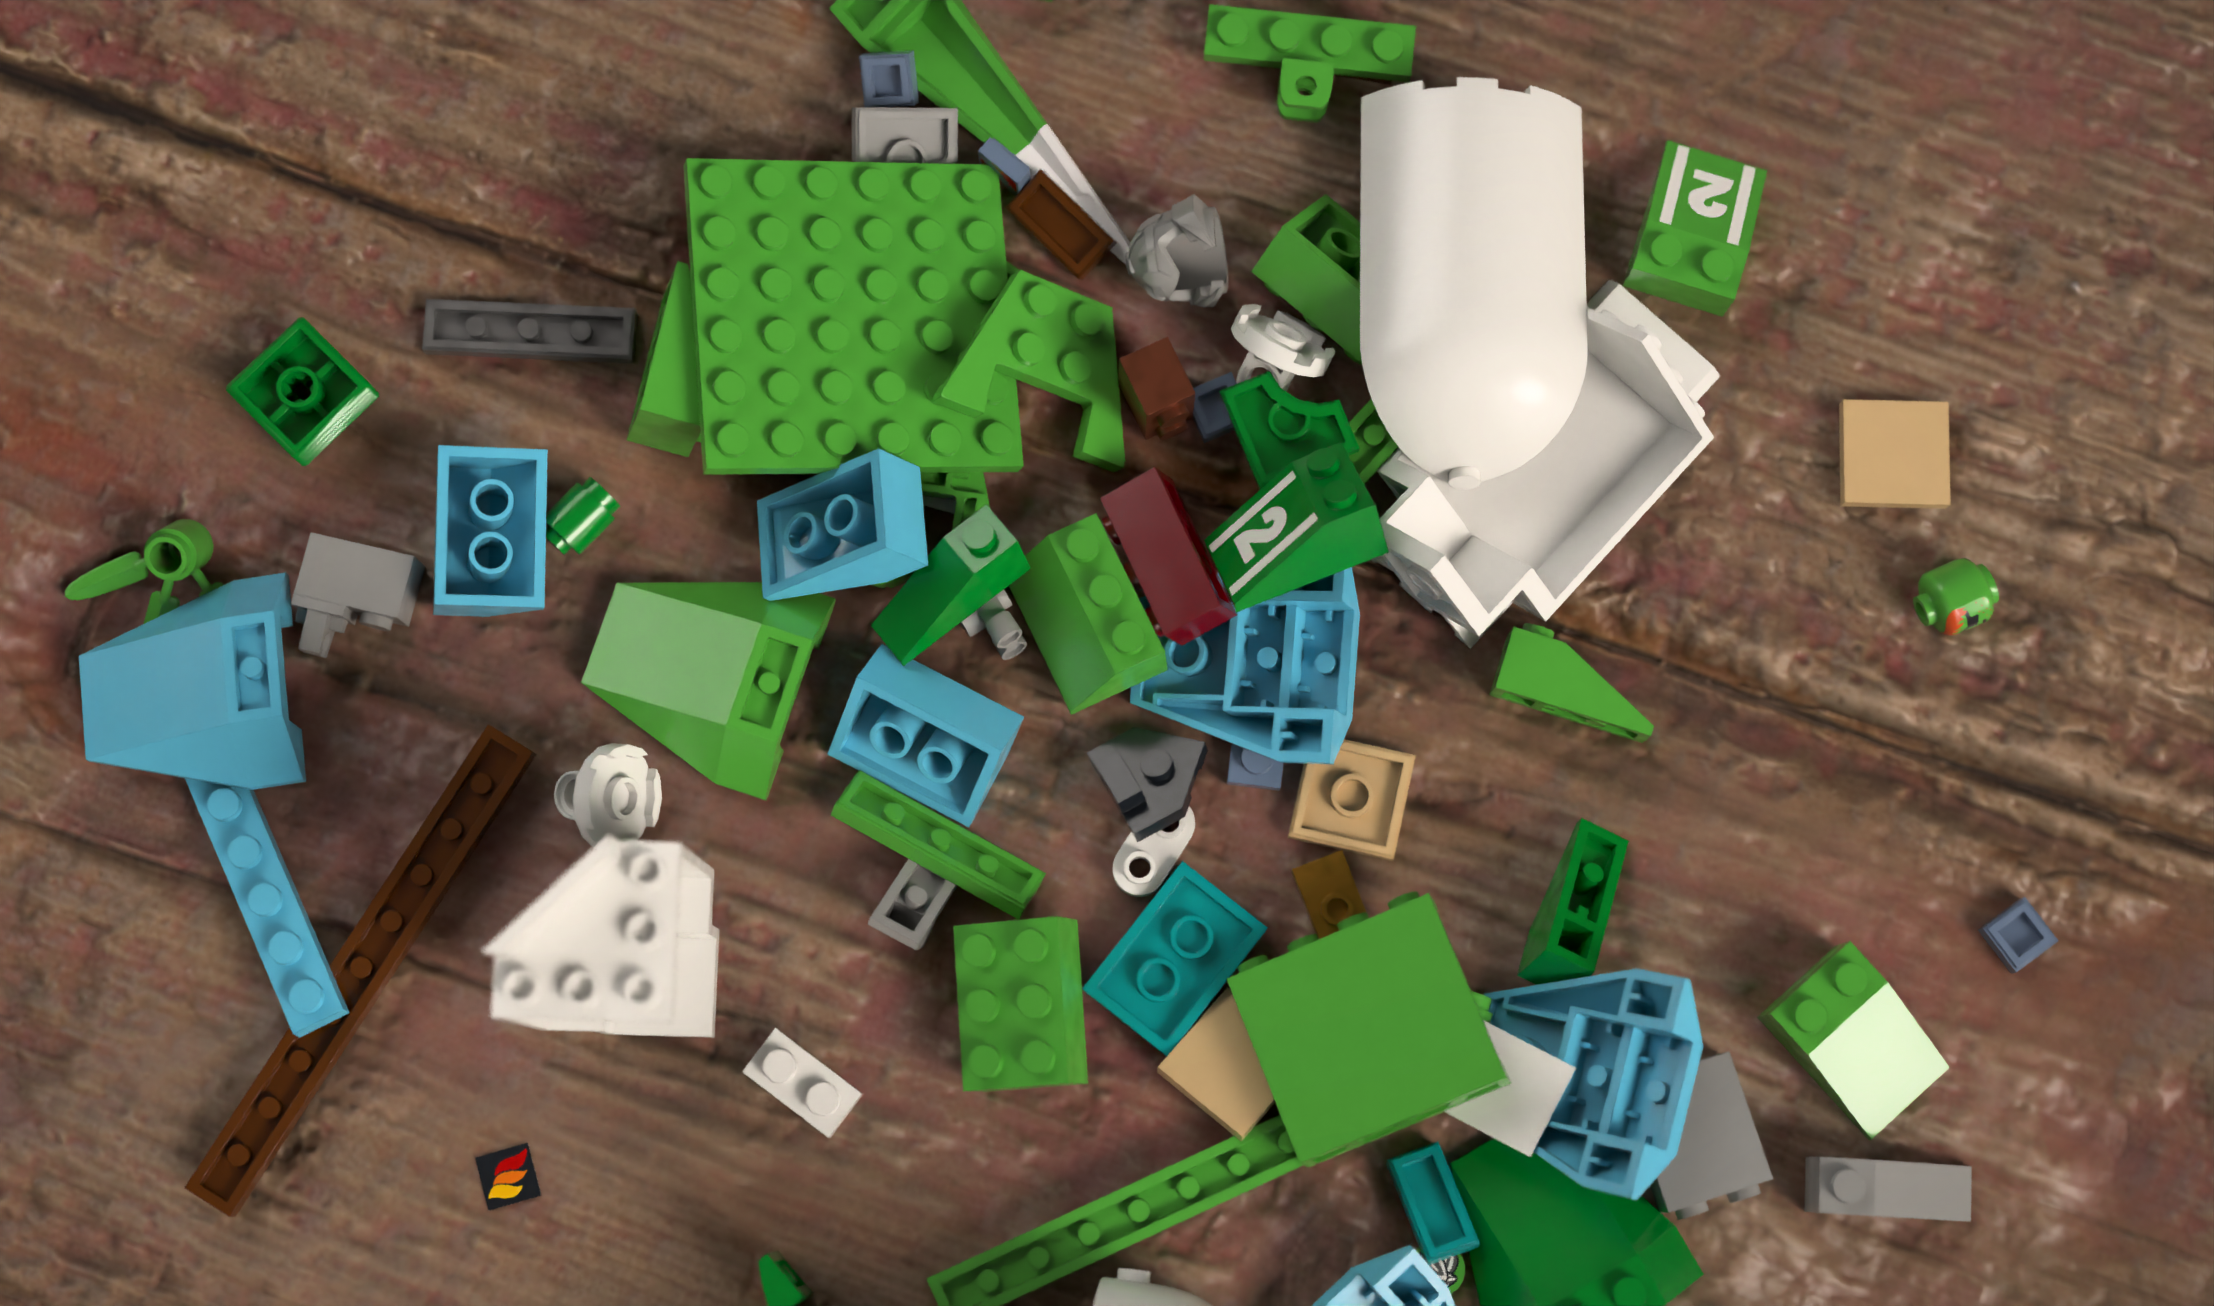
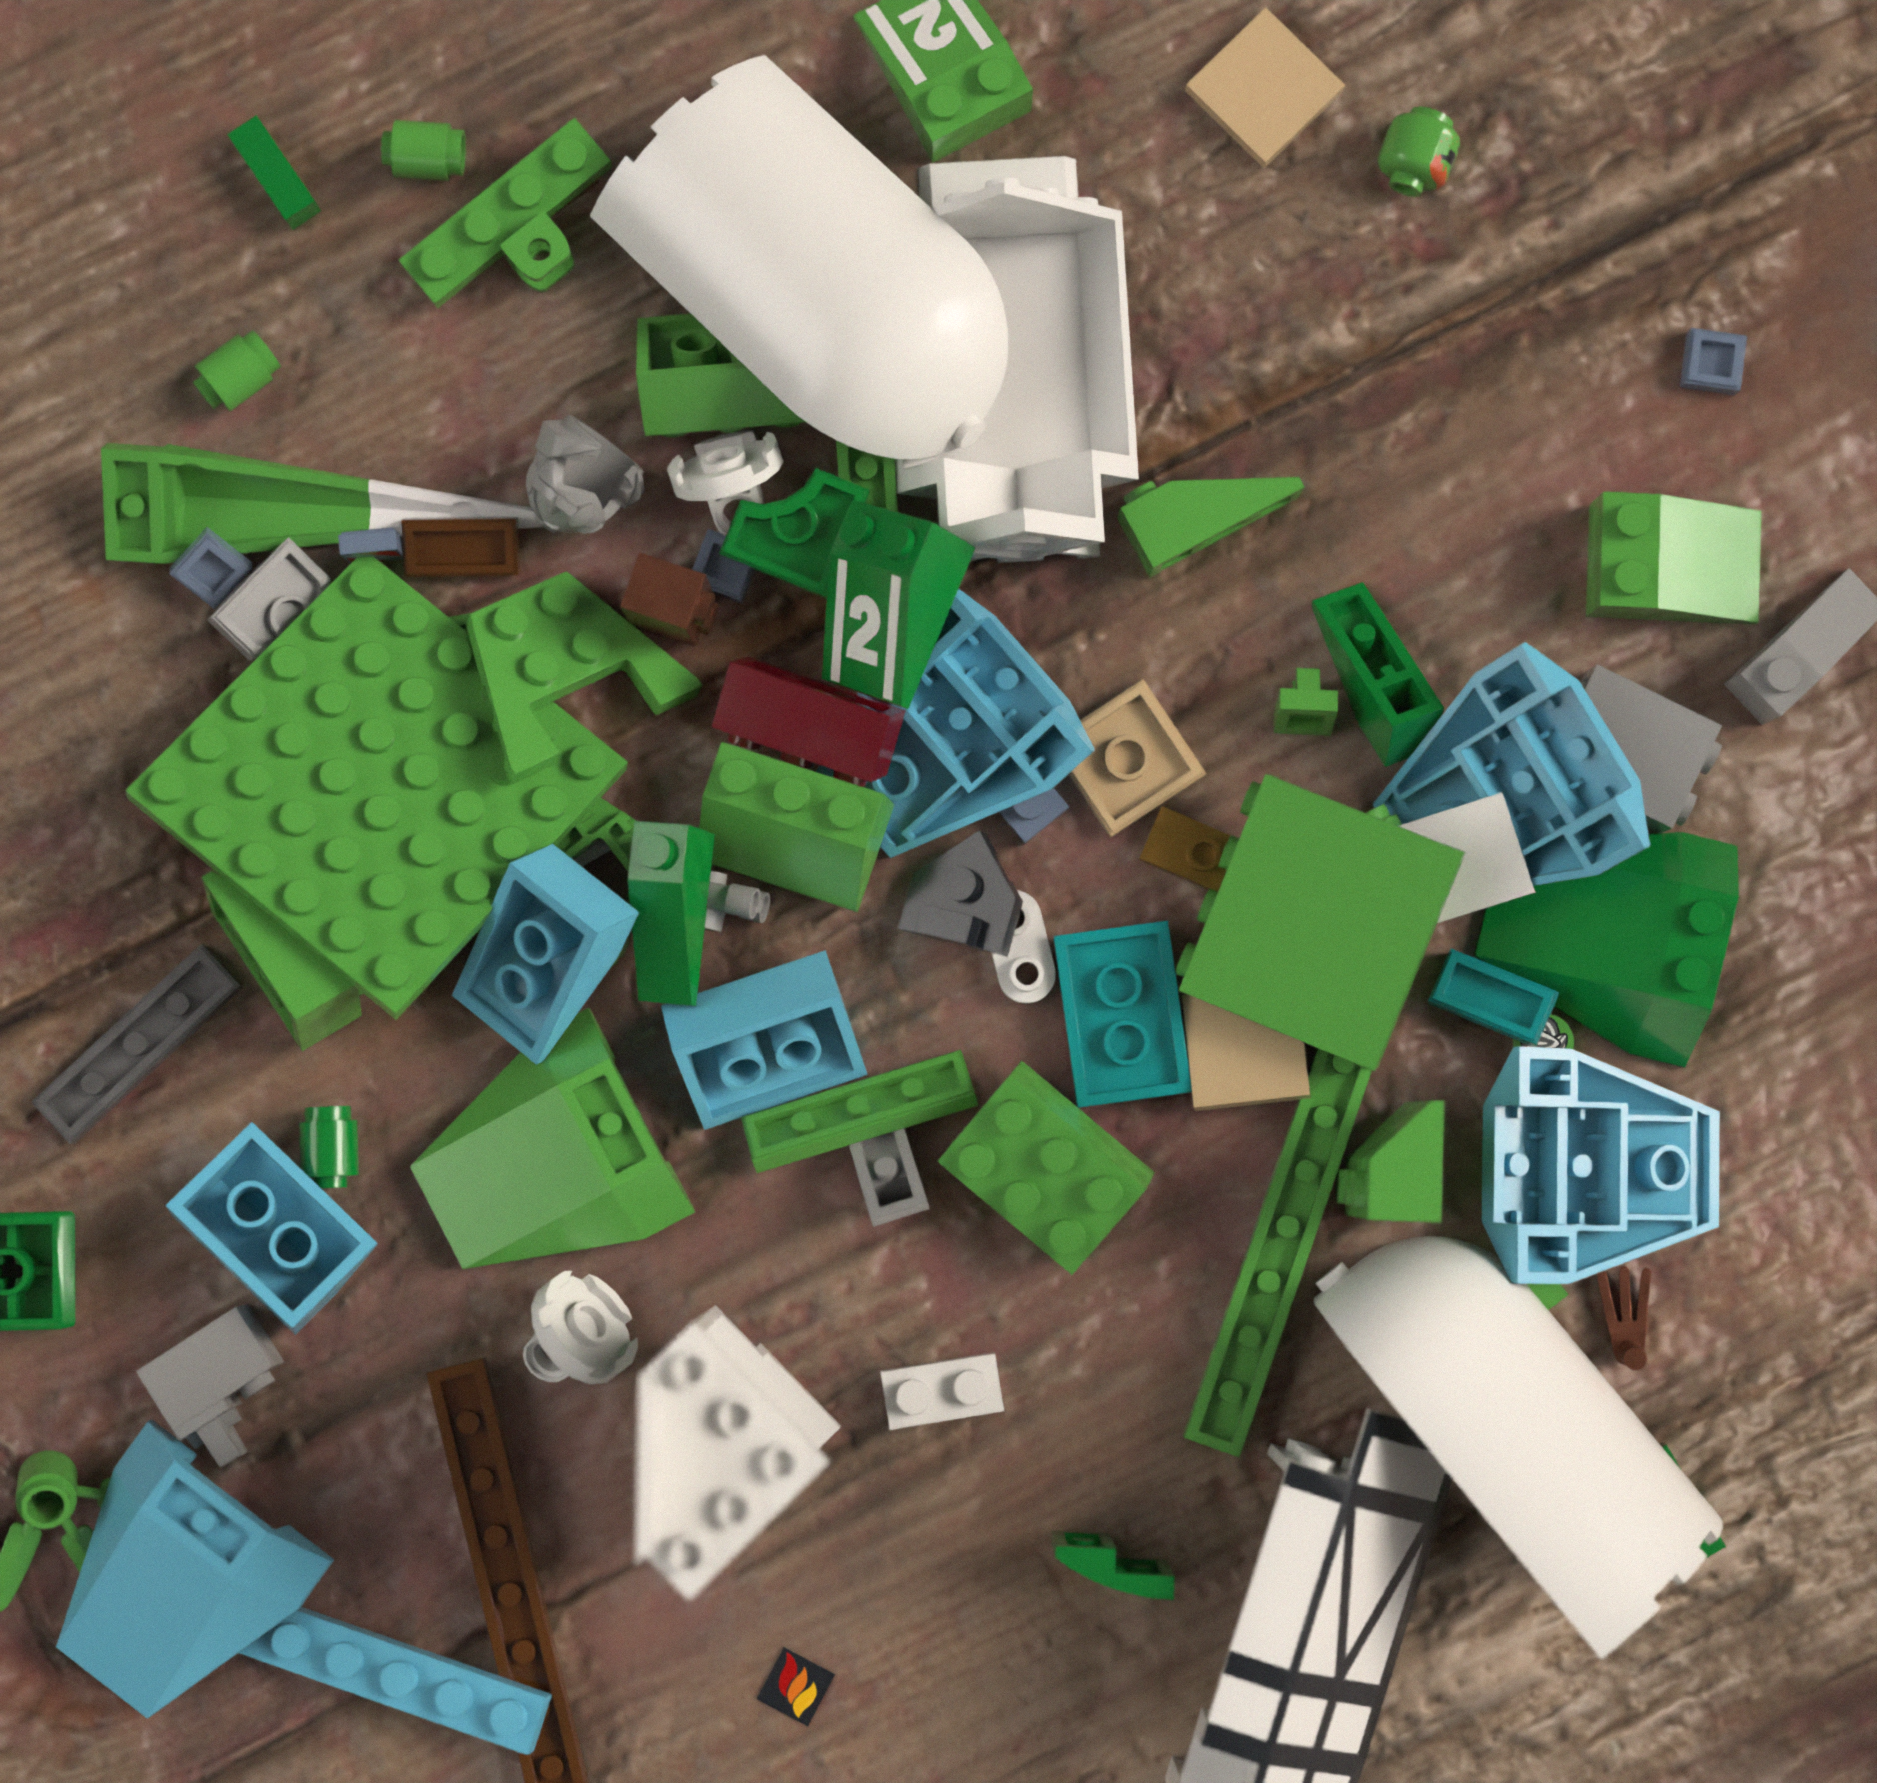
camera: 45 degrees left, 5 degrees up
(1247, 1244) = (1397, 1168): none -> bright green slope
(1504, 882) = (1305, 706): none -> bright green tile

